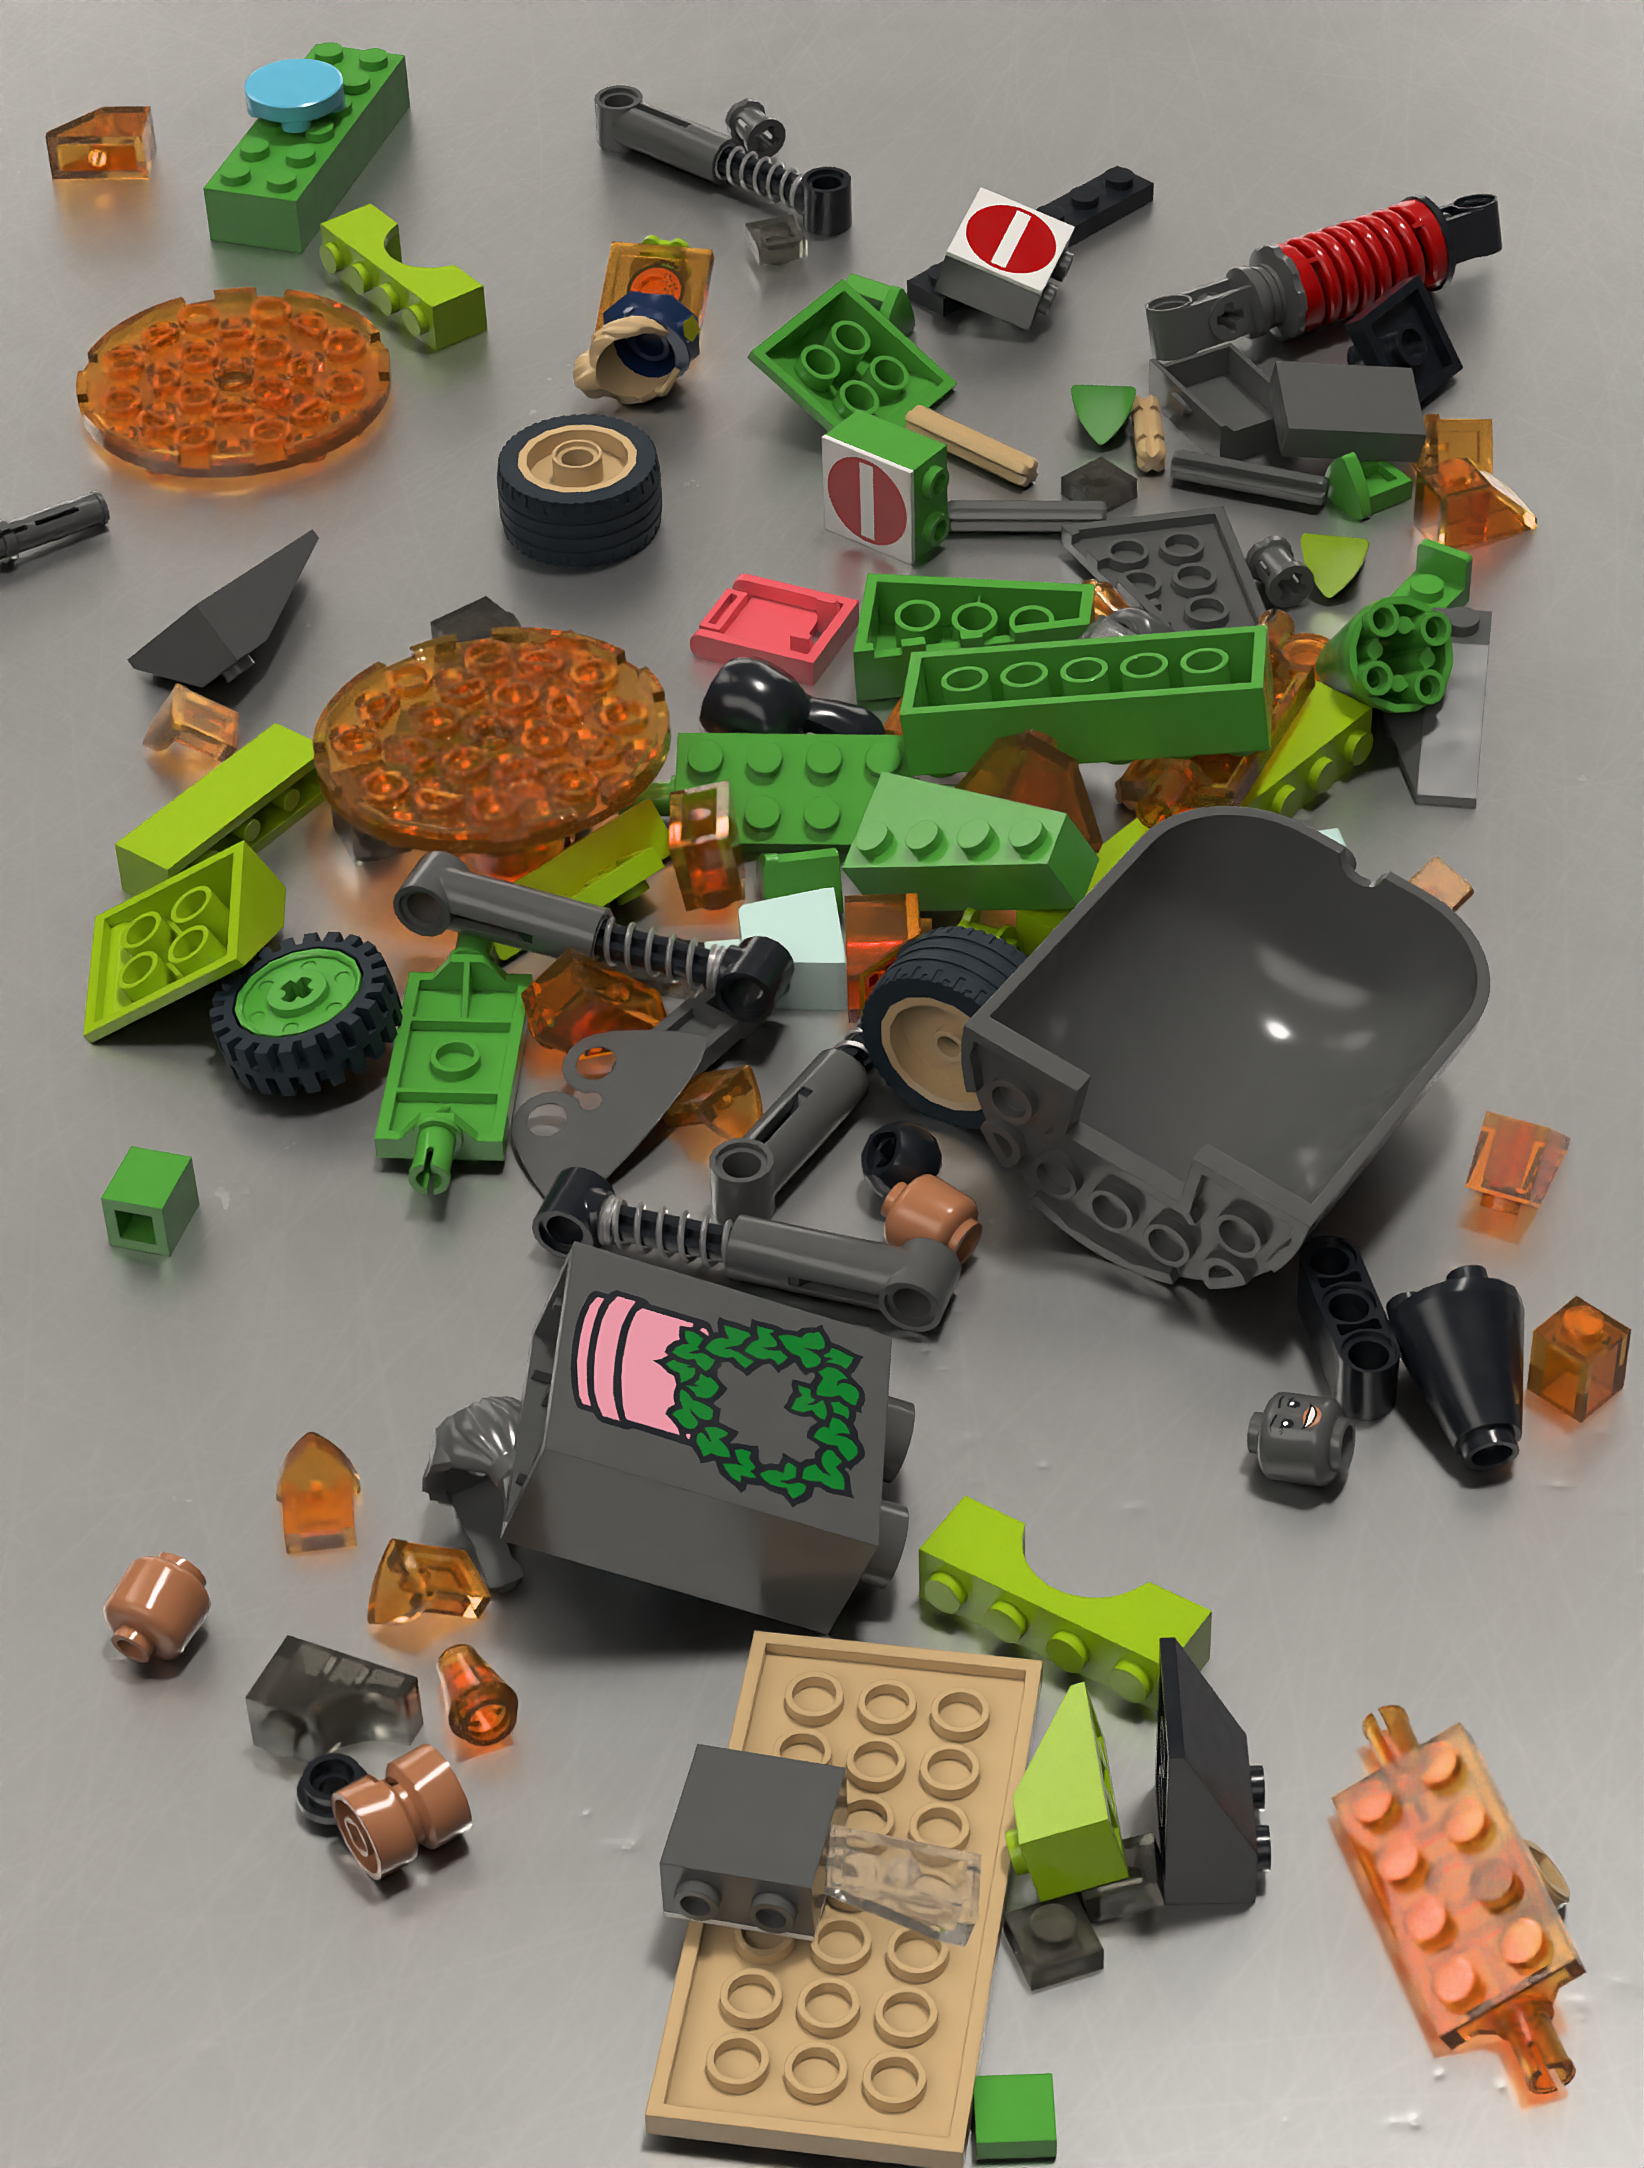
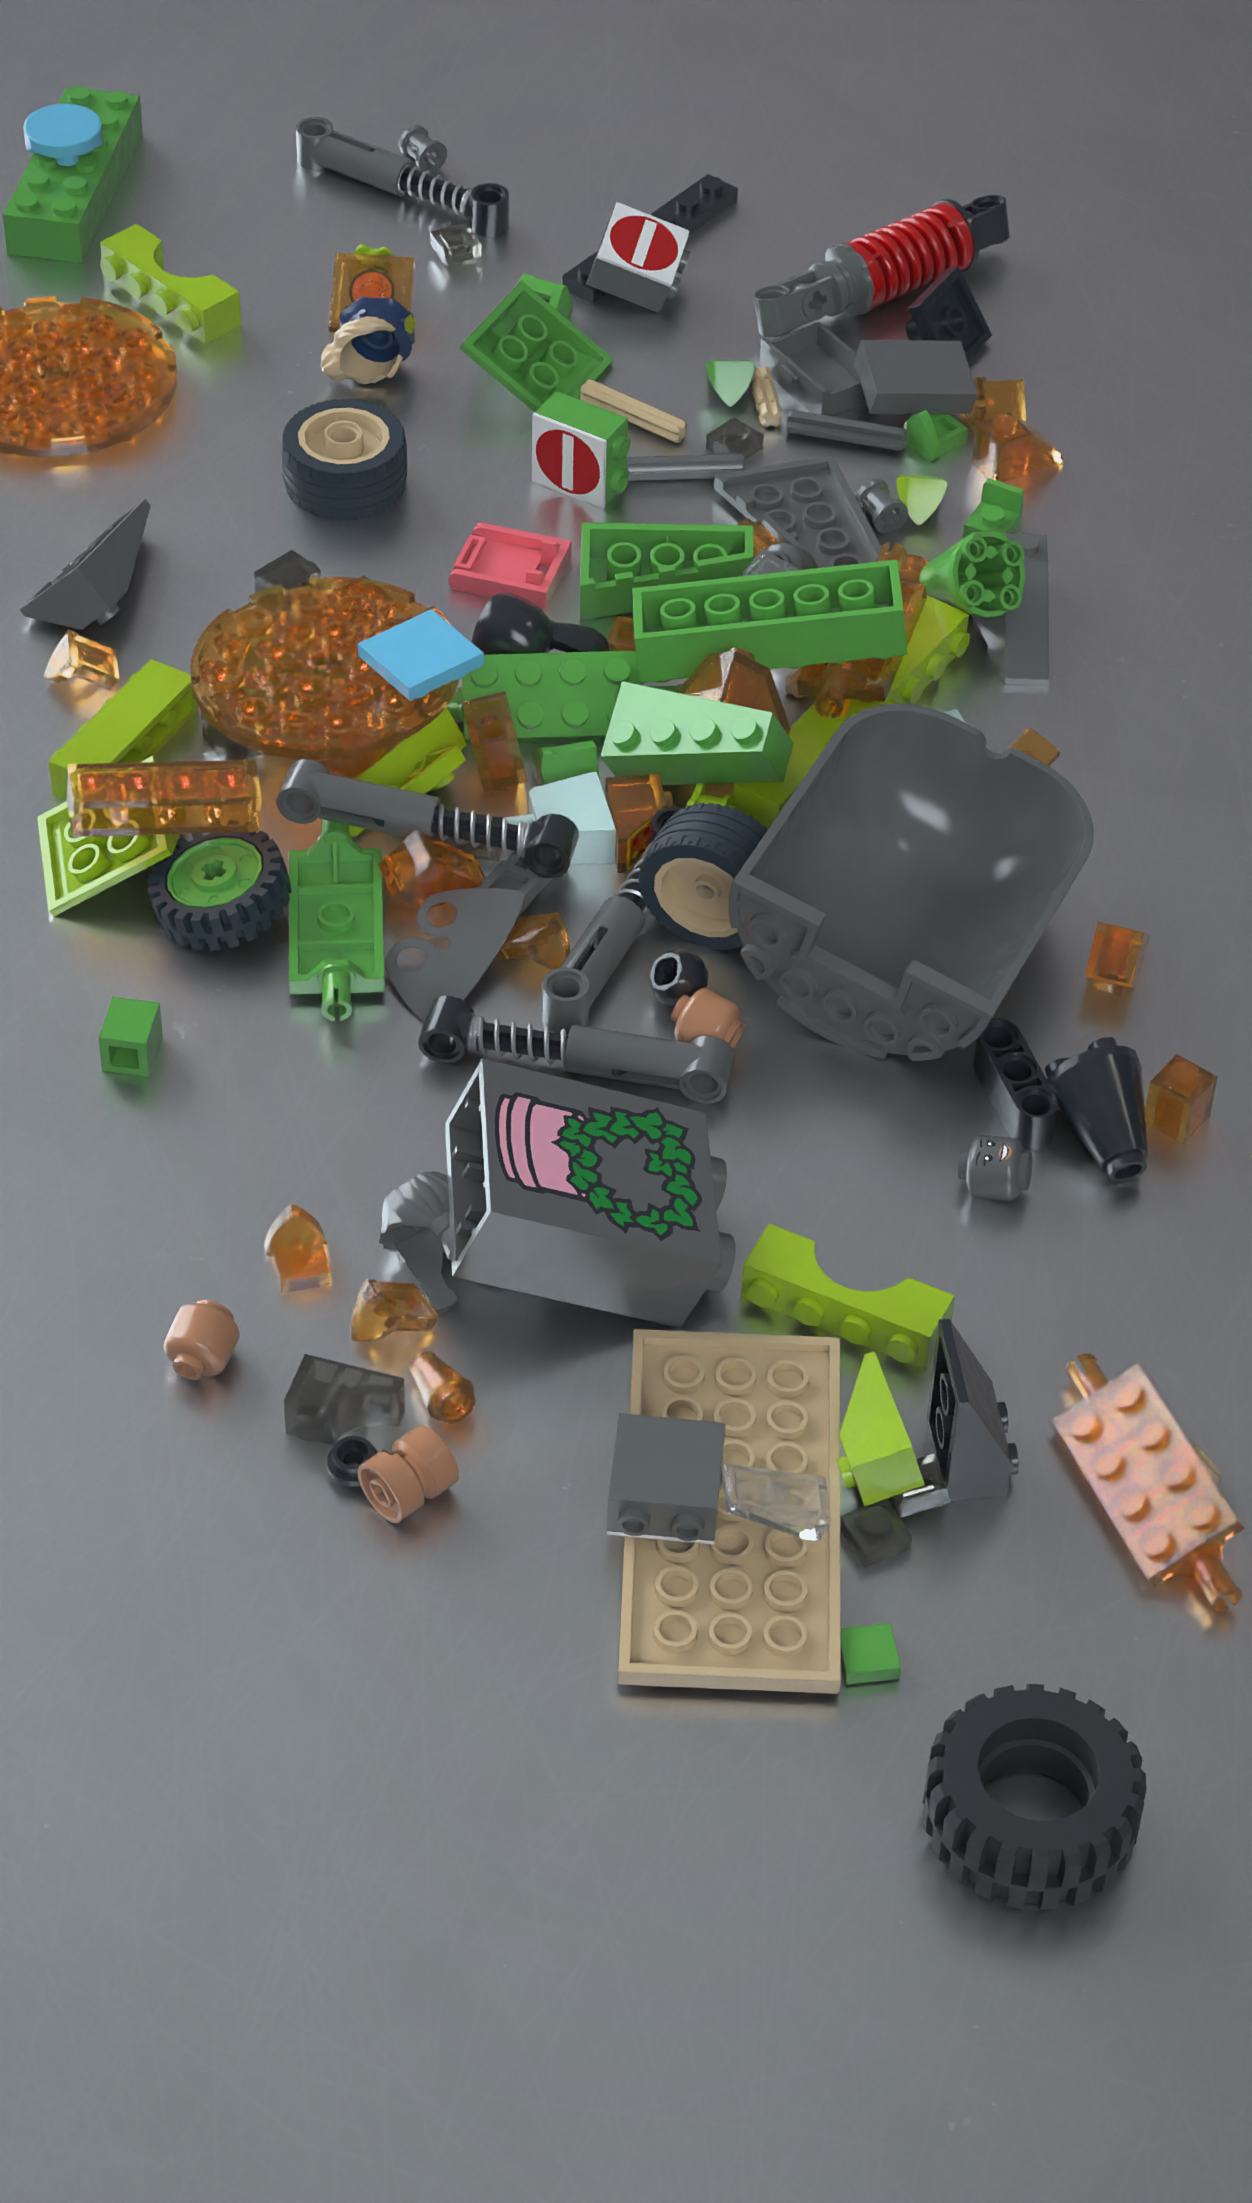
camera: 10 degrees left, 5 degrees up
(238, 891) = (163, 798): none -> clear orange brick
(612, 724) = (421, 655): none -> medium azure tile

